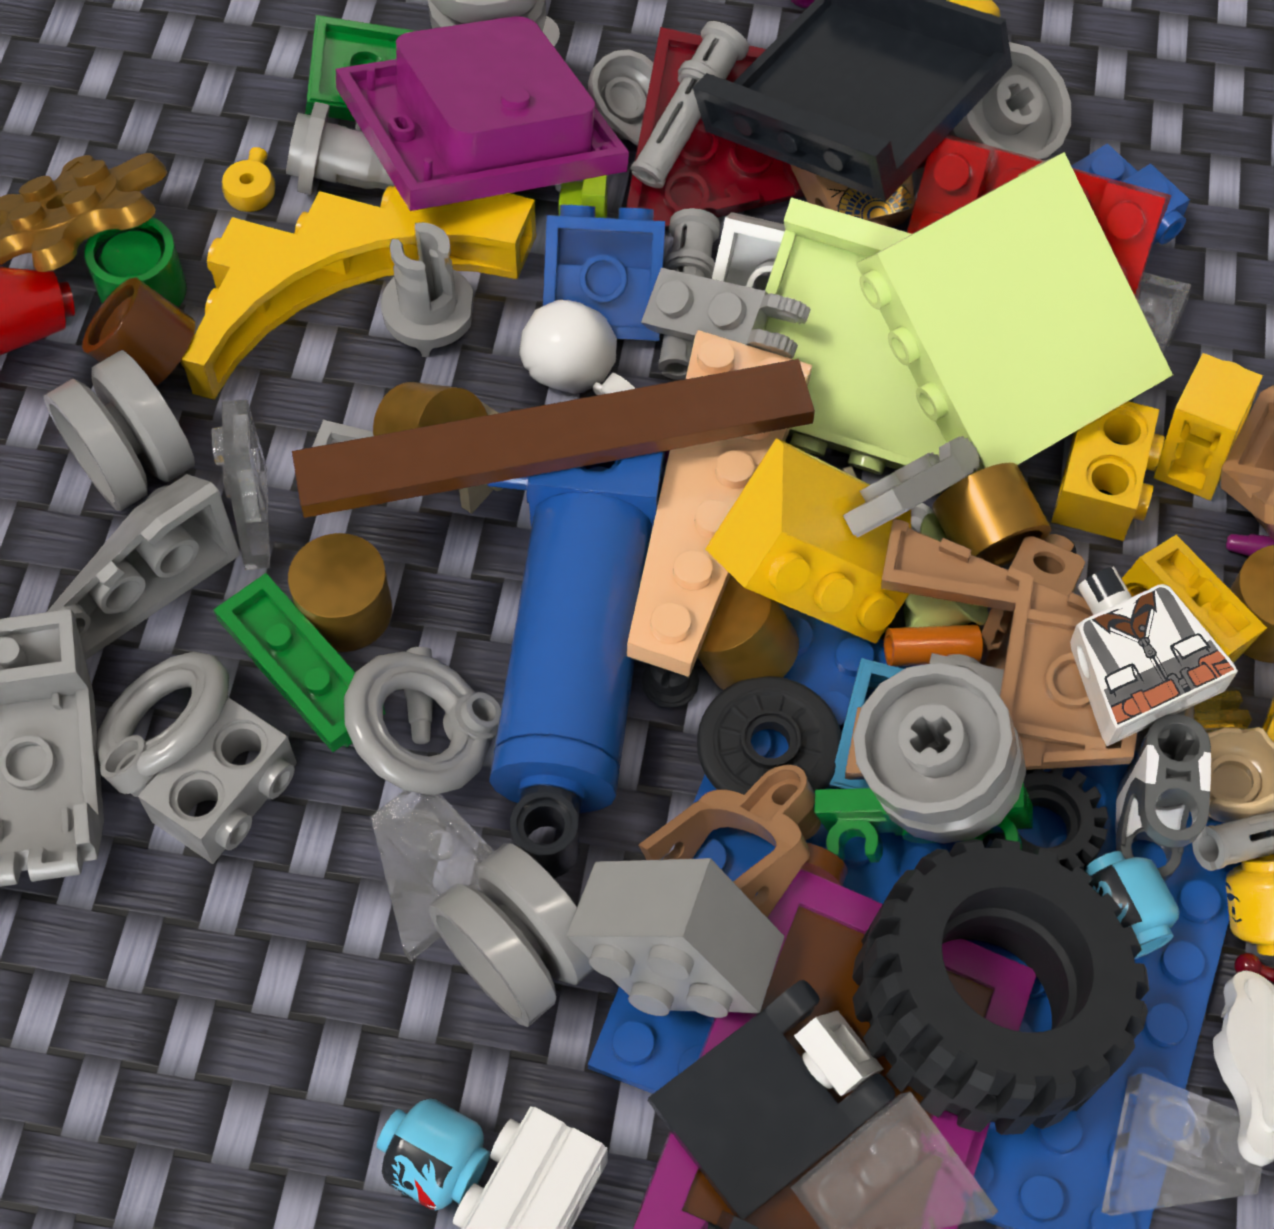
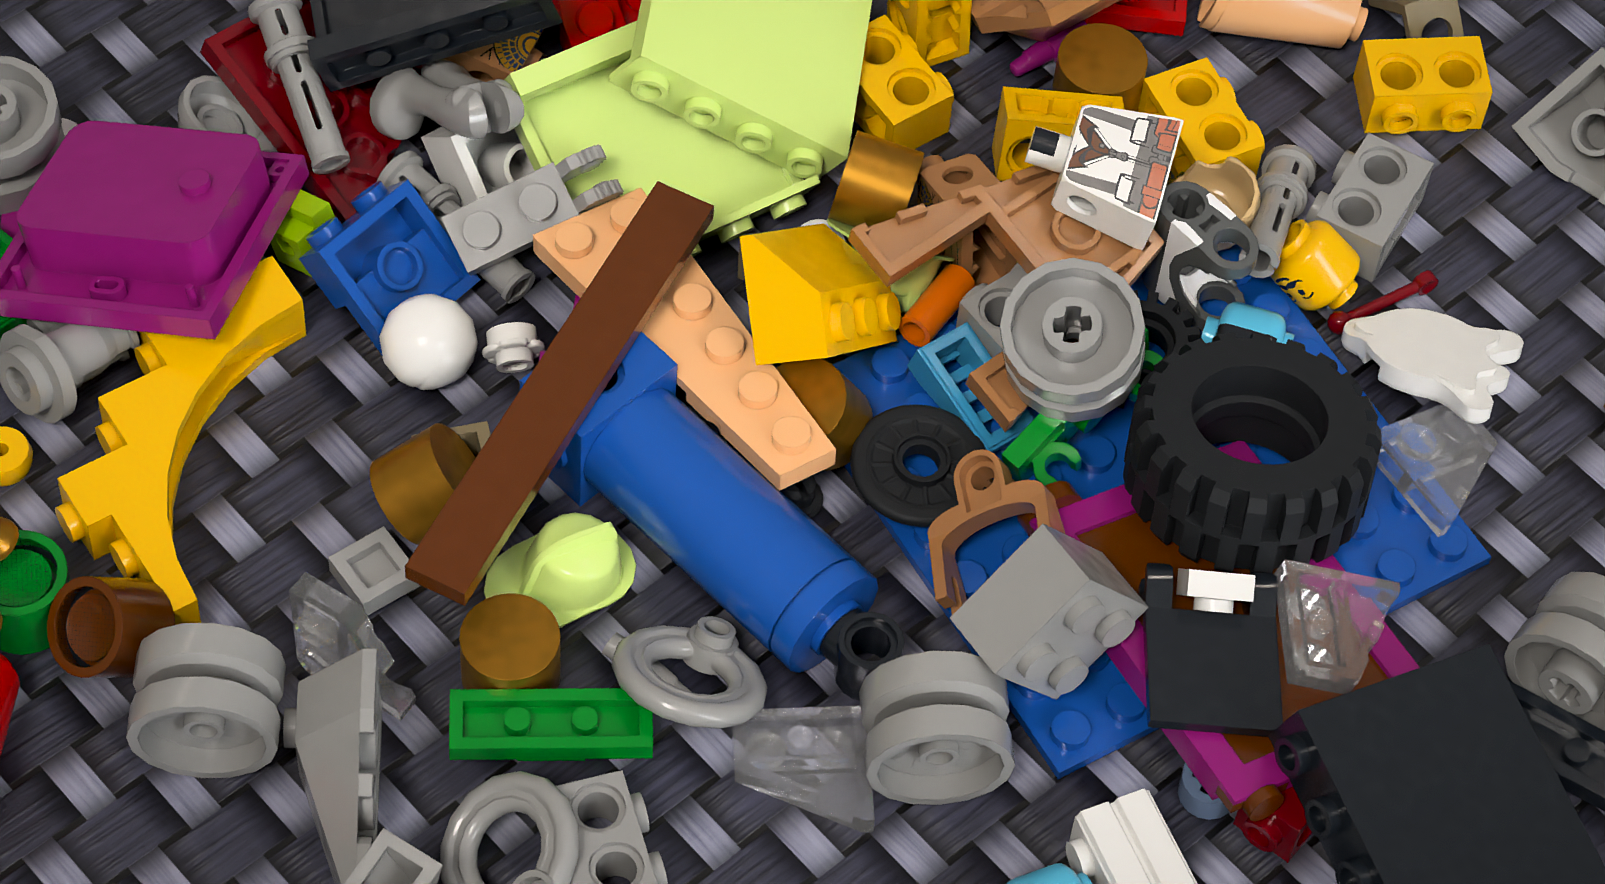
camera: 55 degrees left, 5 degrees down
(426, 298) = (279, 404): light grey piece -> none
(456, 578) = (568, 566): none -> yellowish green piece
(747, 202) = (446, 96): none -> light grey piece
(913, 485) = (829, 201): light grey hinge -> none

